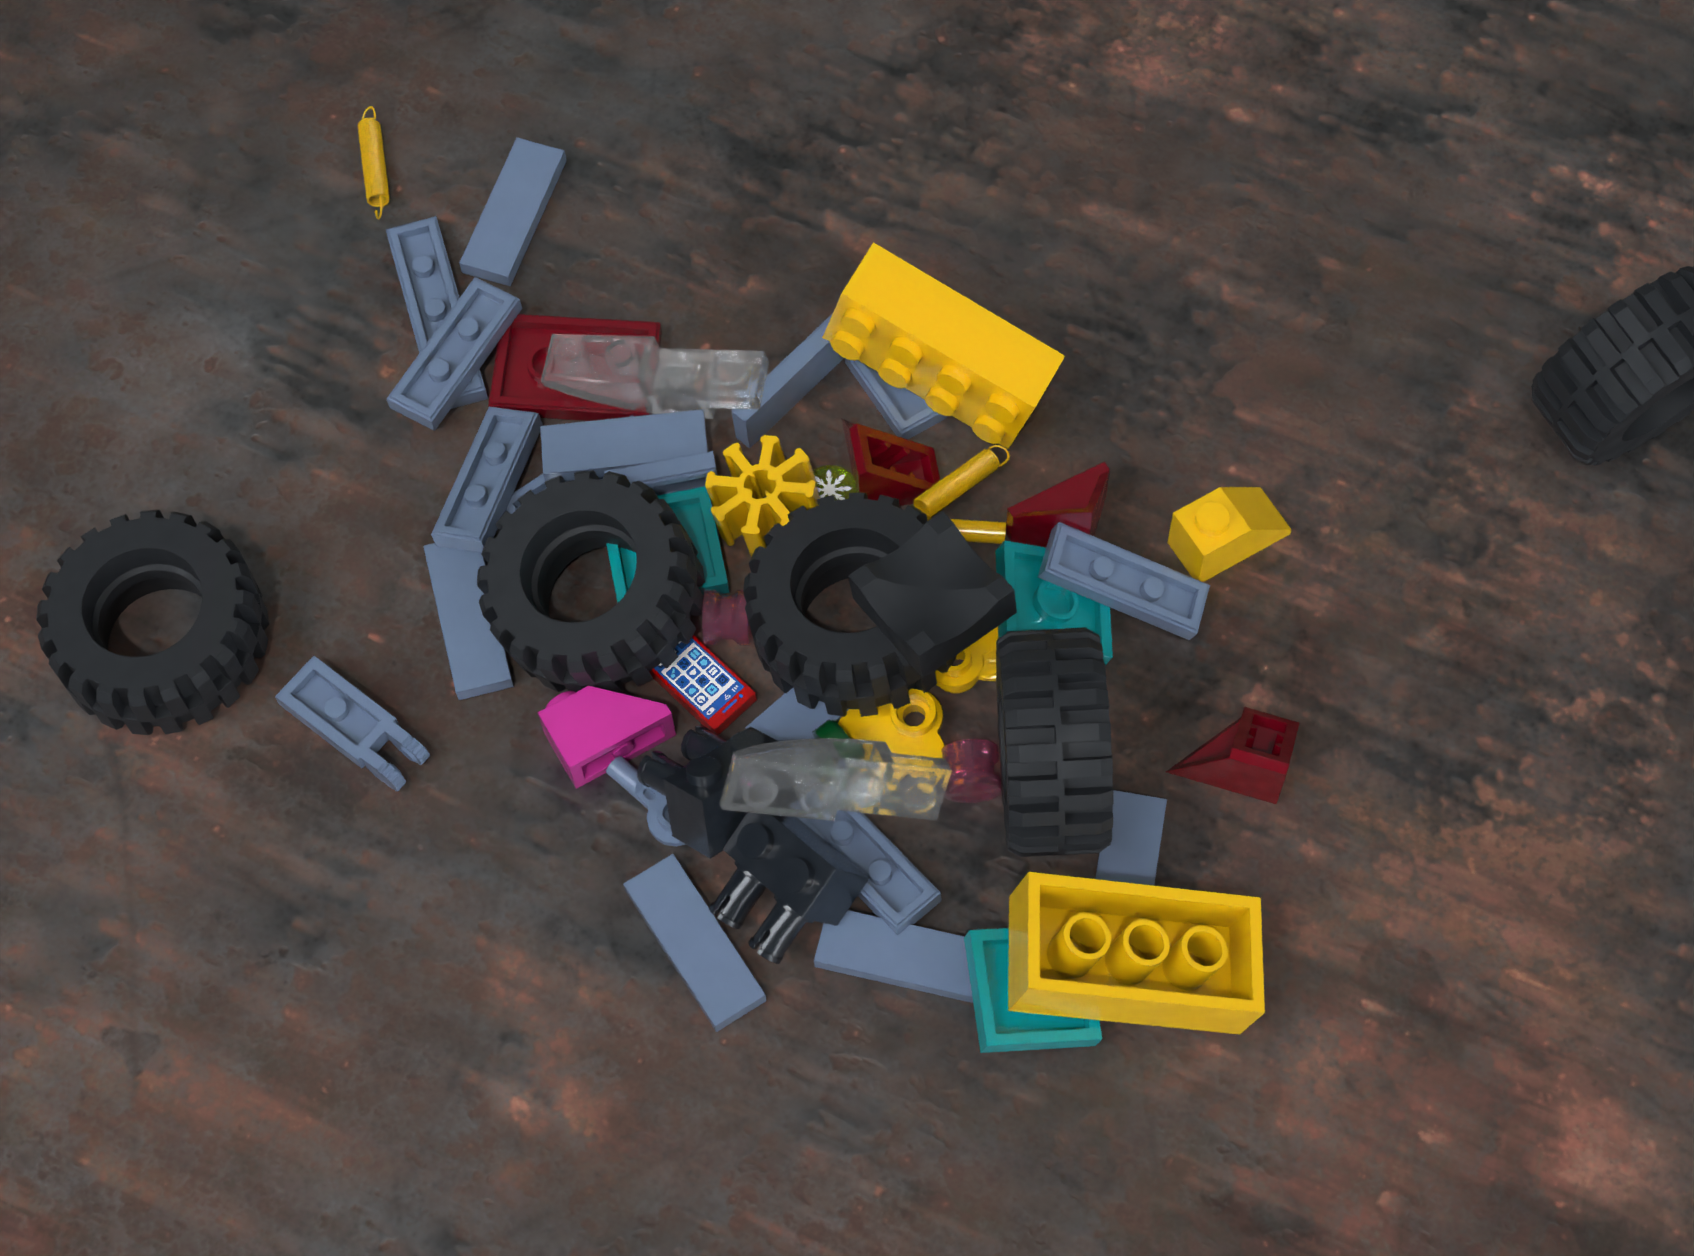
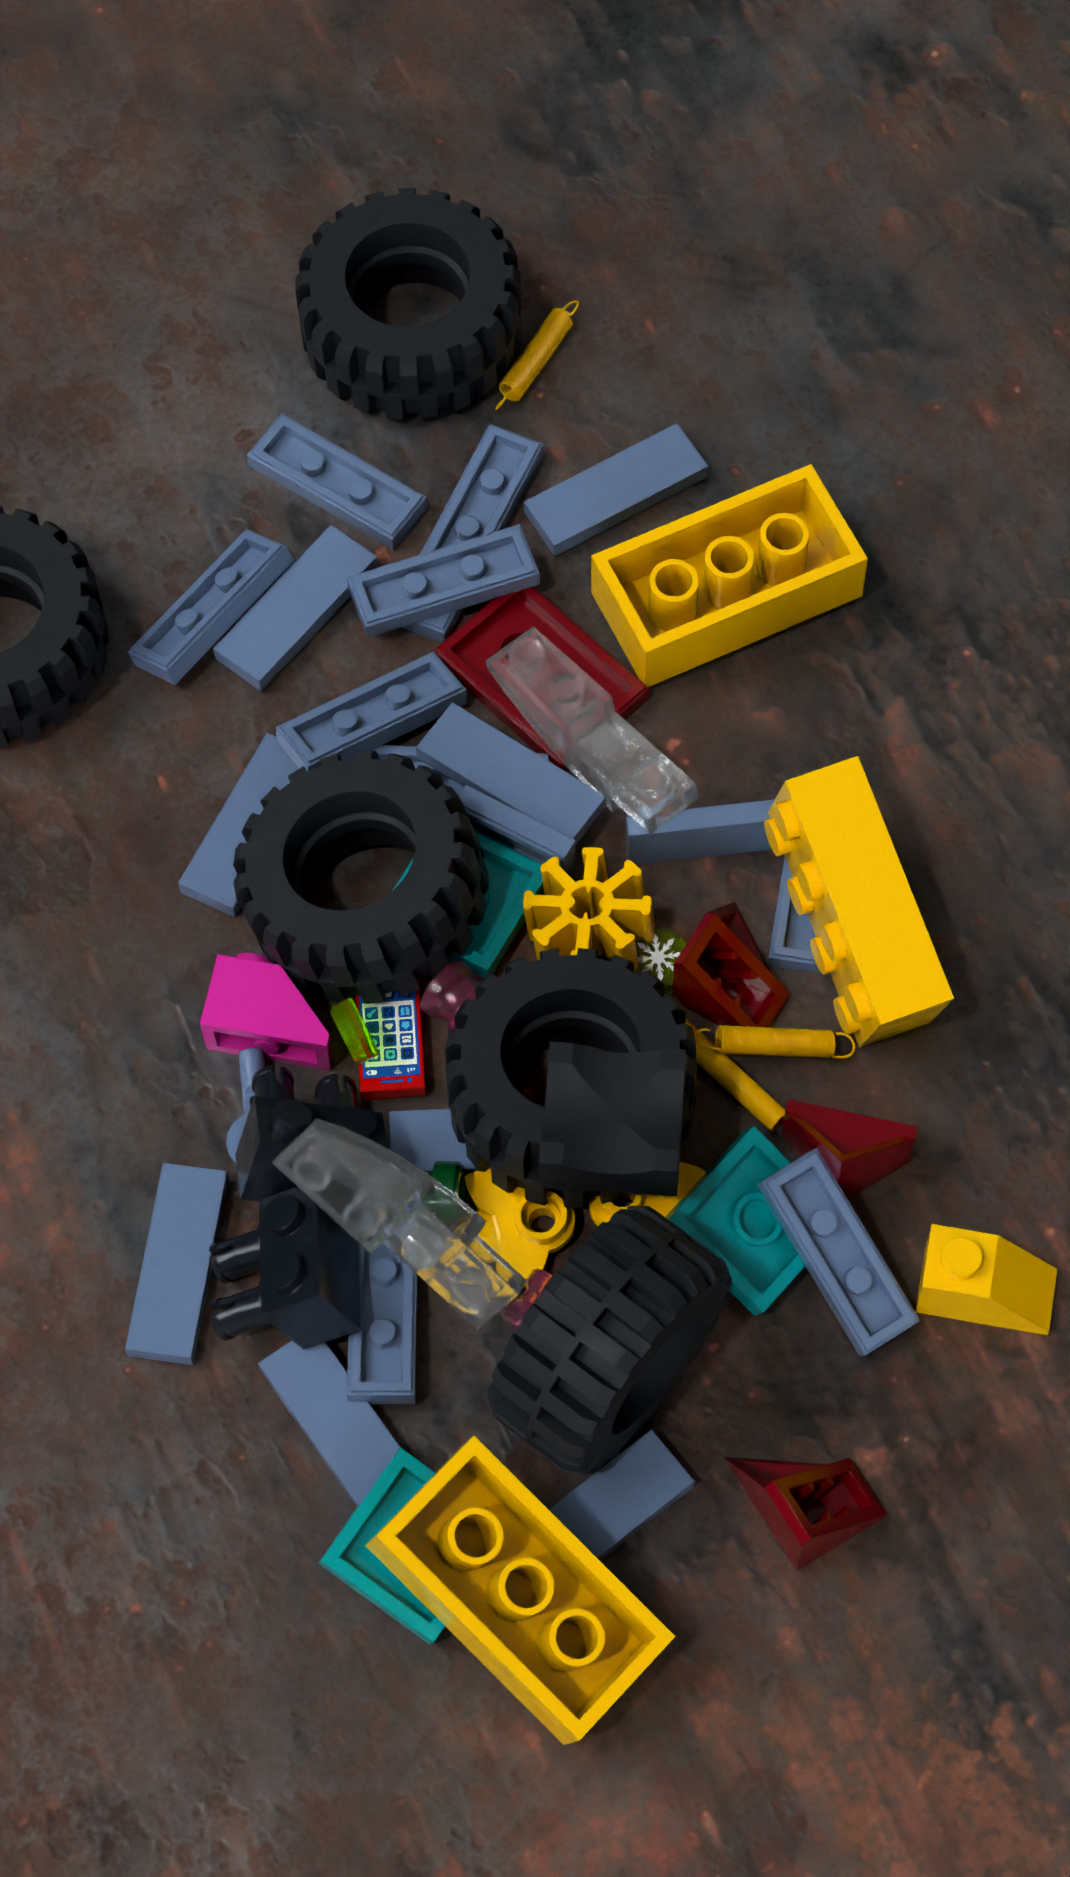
camera: 40 degrees right, 0 degrees up
(243, 133) = (405, 242): none -> black tyre
(301, 492) = (210, 606): none -> sand blue tile
(310, 345) = (337, 481): none -> sand blue tile
(348, 720) = (71, 836): sand blue hinge -> none
(361, 450) = (293, 608): none -> sand blue tile
(649, 208) = (728, 575): none -> yellow brick
(679, 689) = (354, 1031): none -> clear neon green tile

